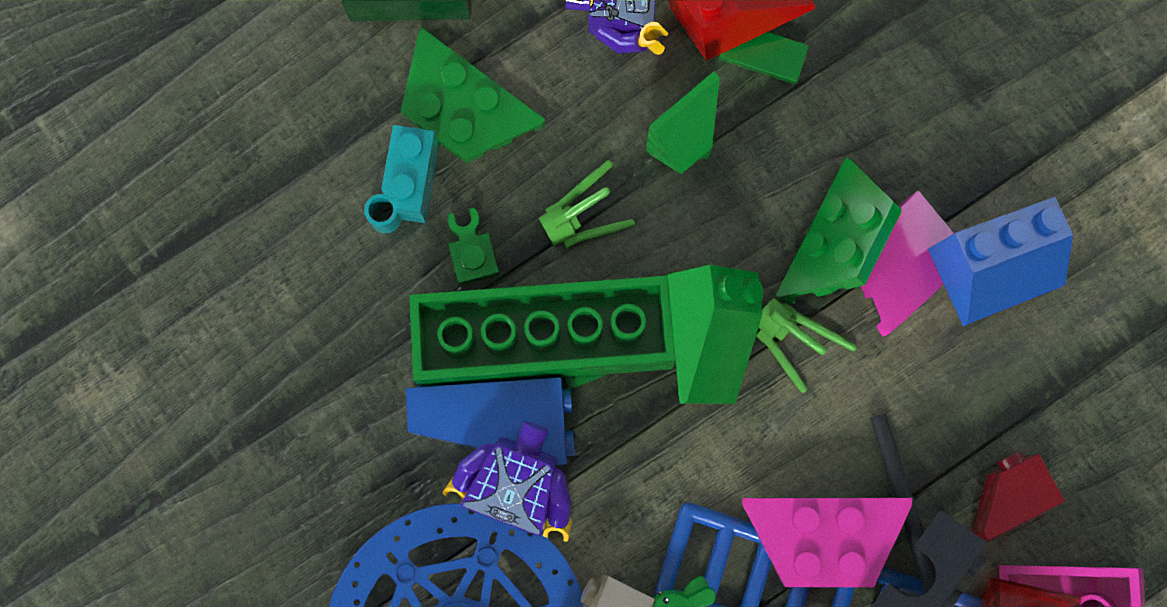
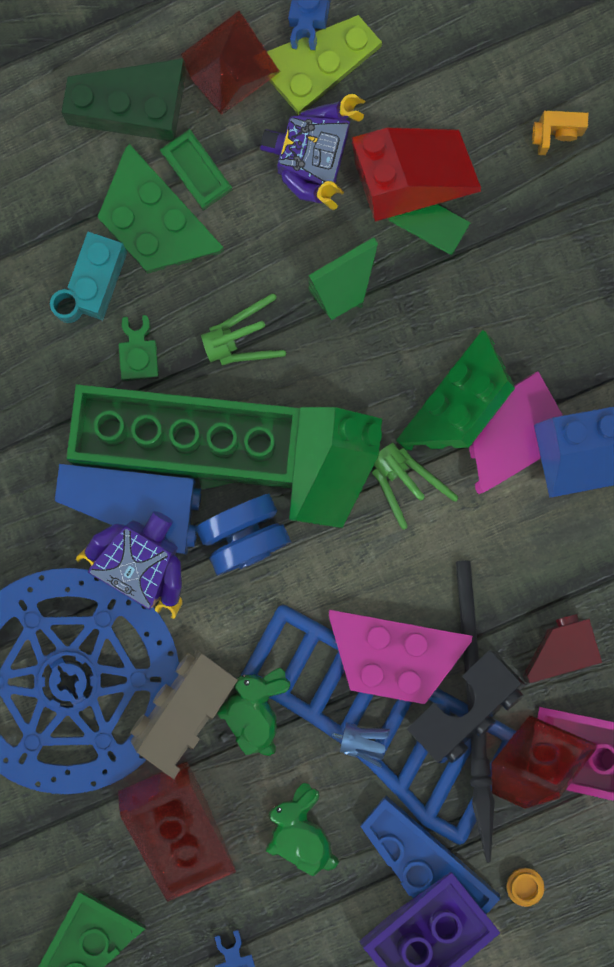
camera: 10 degrees right, 5 degrees up
(499, 43) = (196, 169): none -> green tile
(632, 434) = (245, 539): none -> blue wheel

